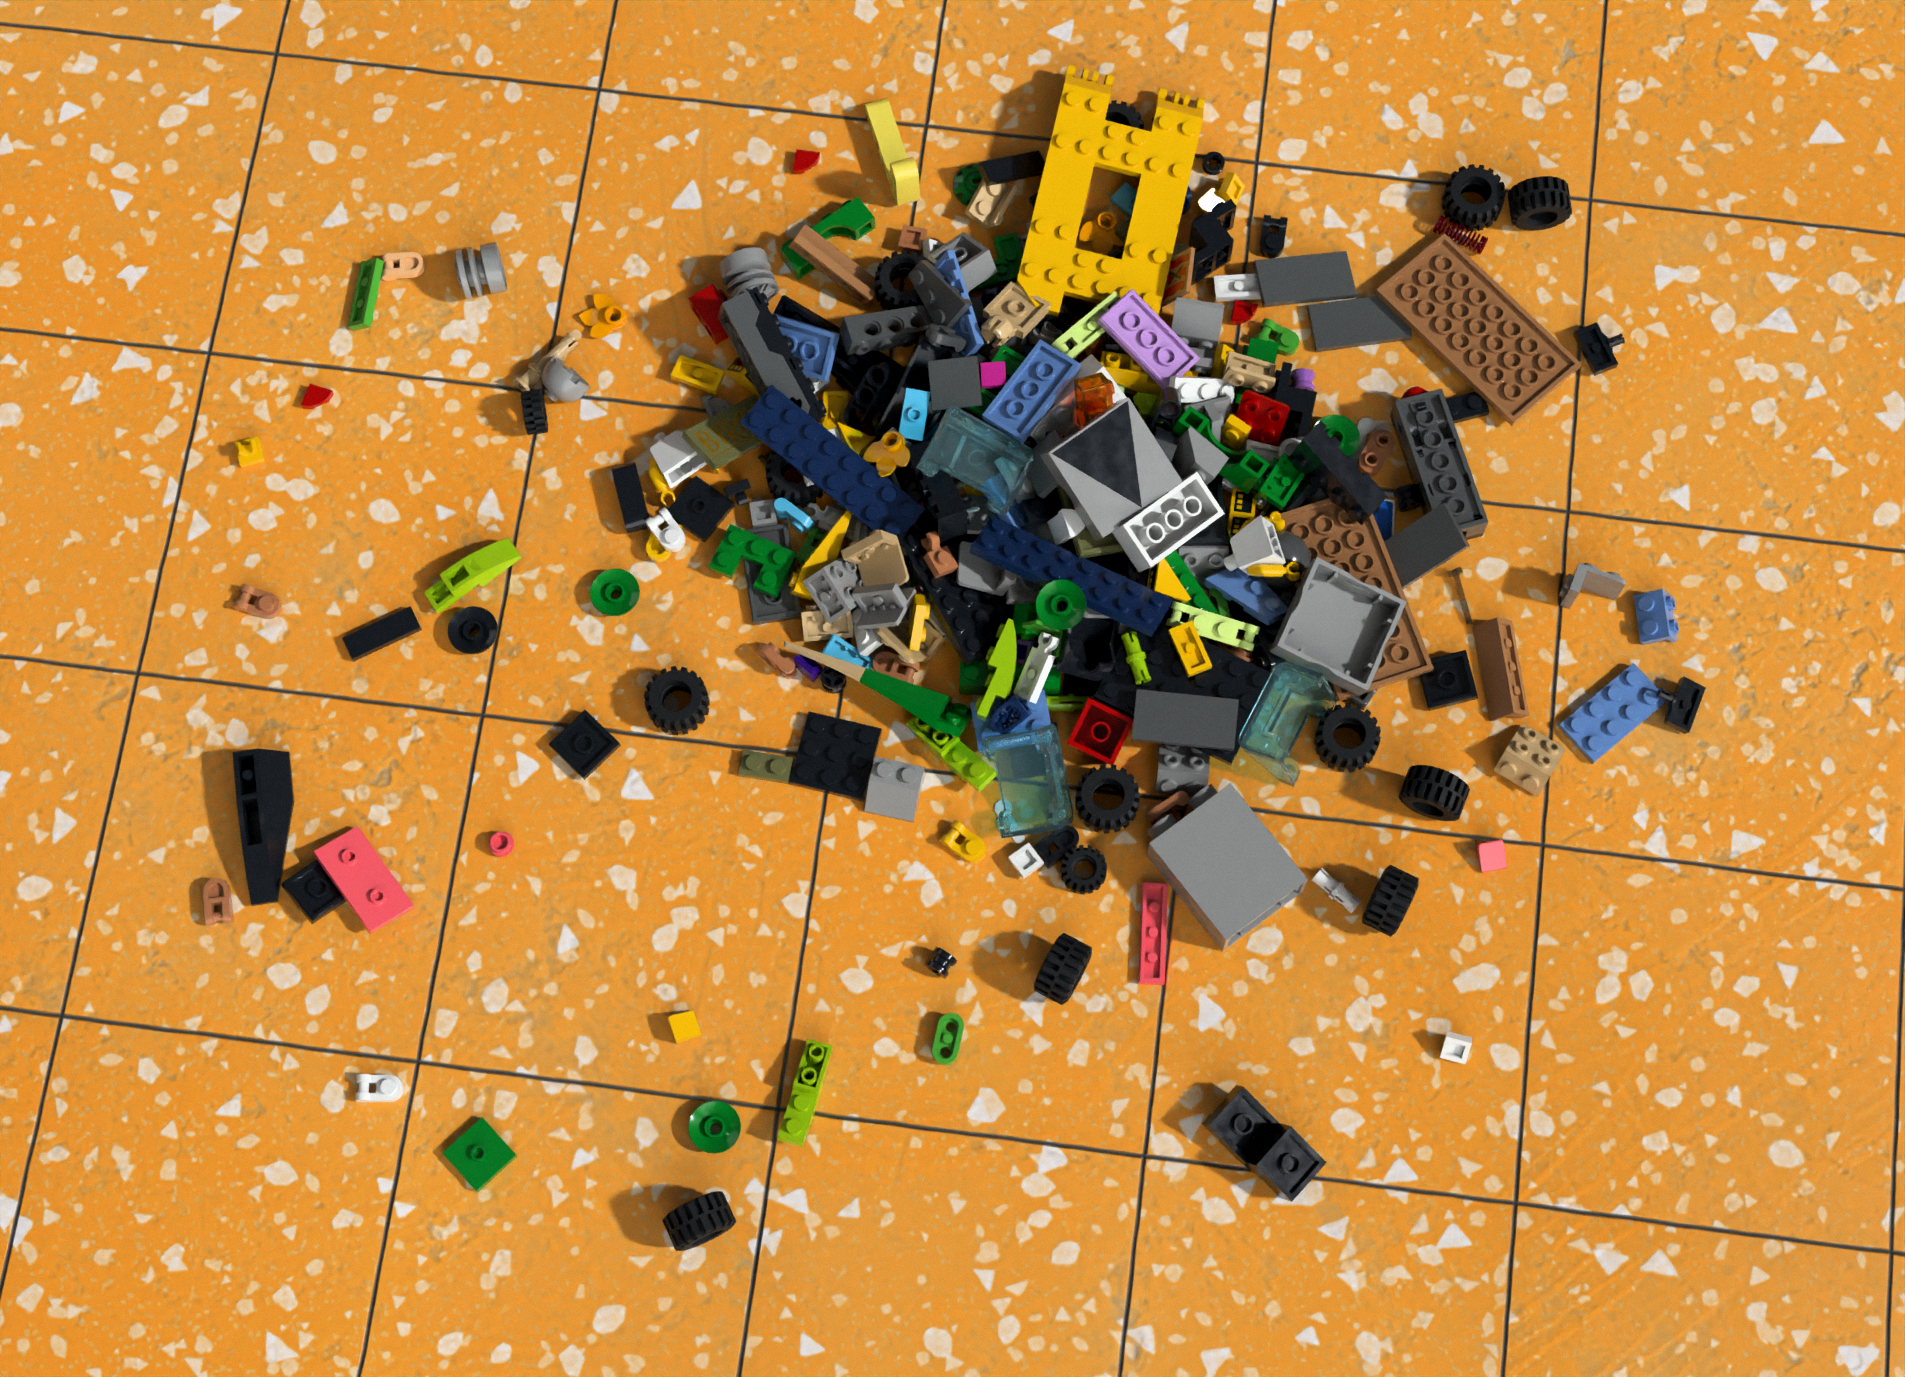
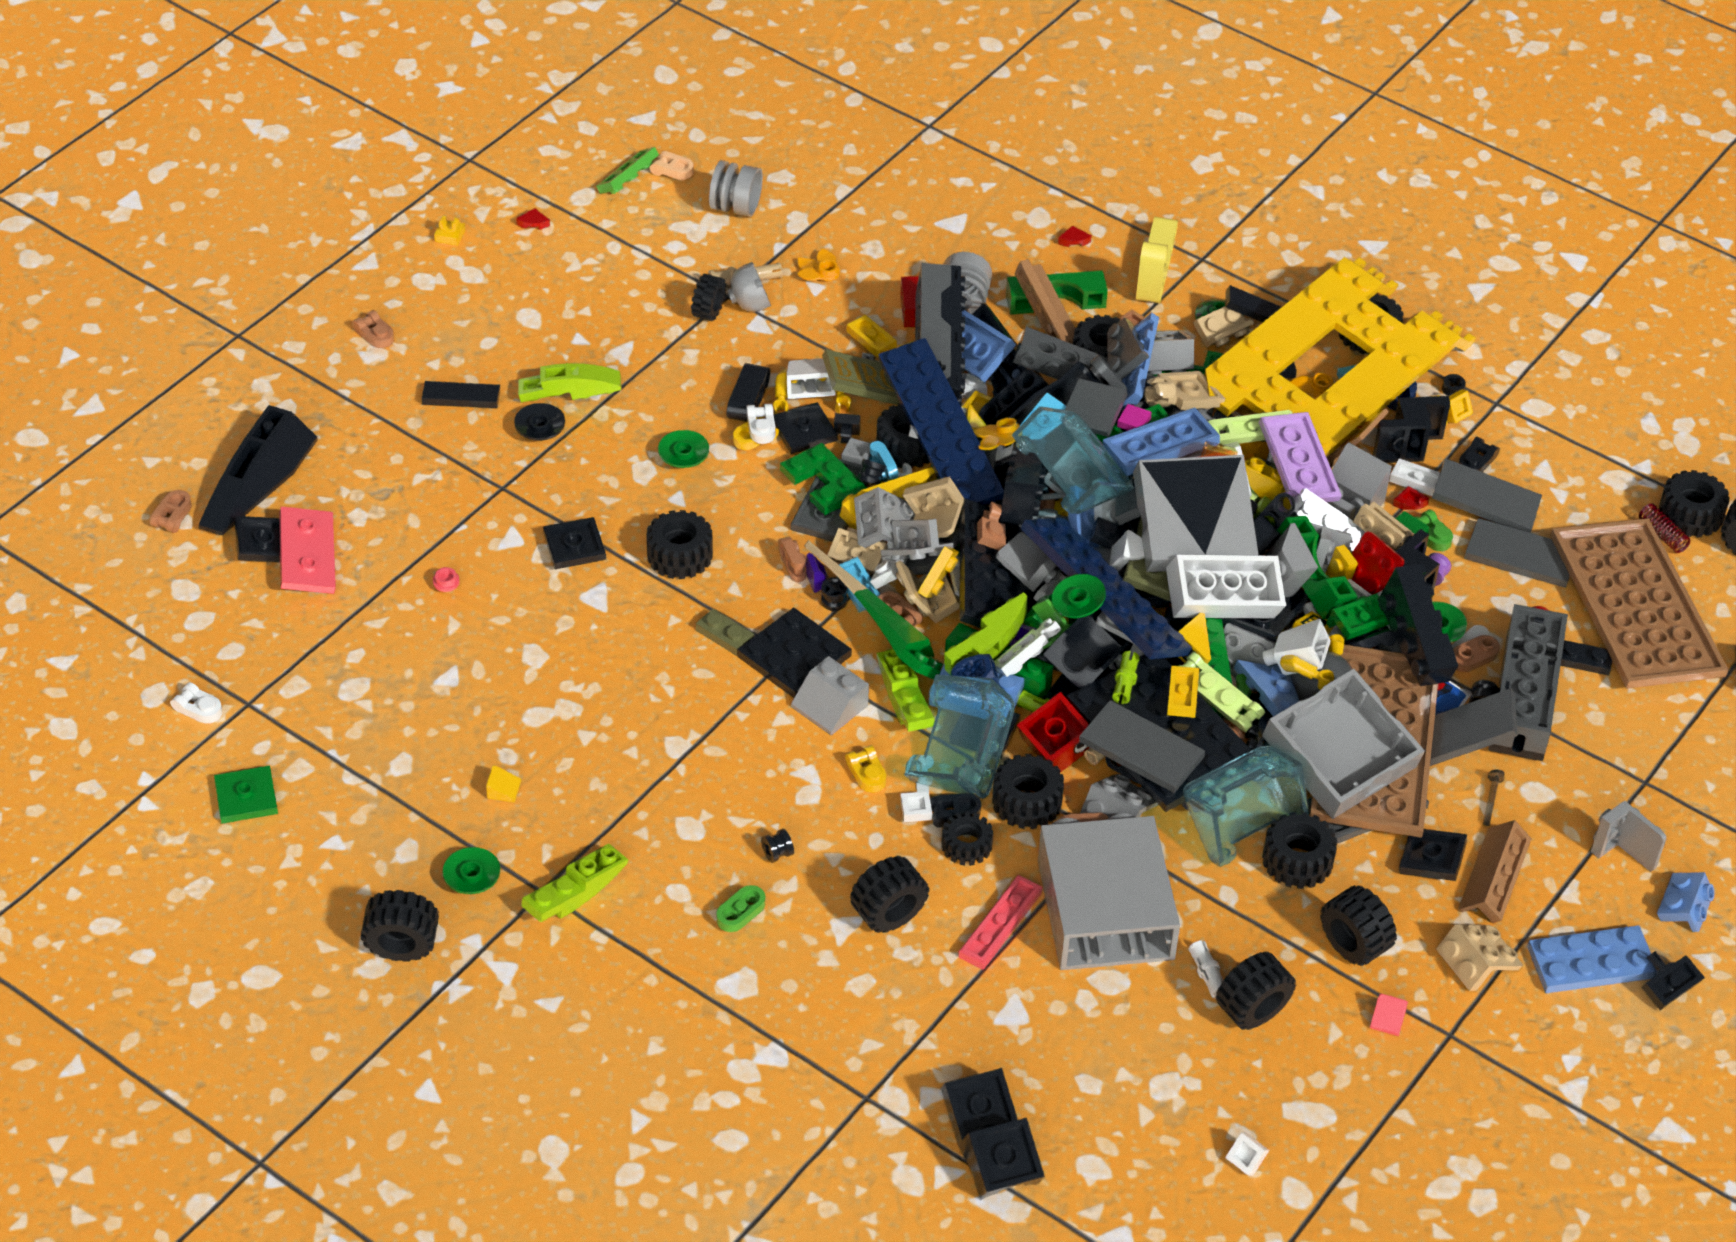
camera: 25 degrees right, 25 degrees down
(793, 536) = (871, 472): none -> black wheel

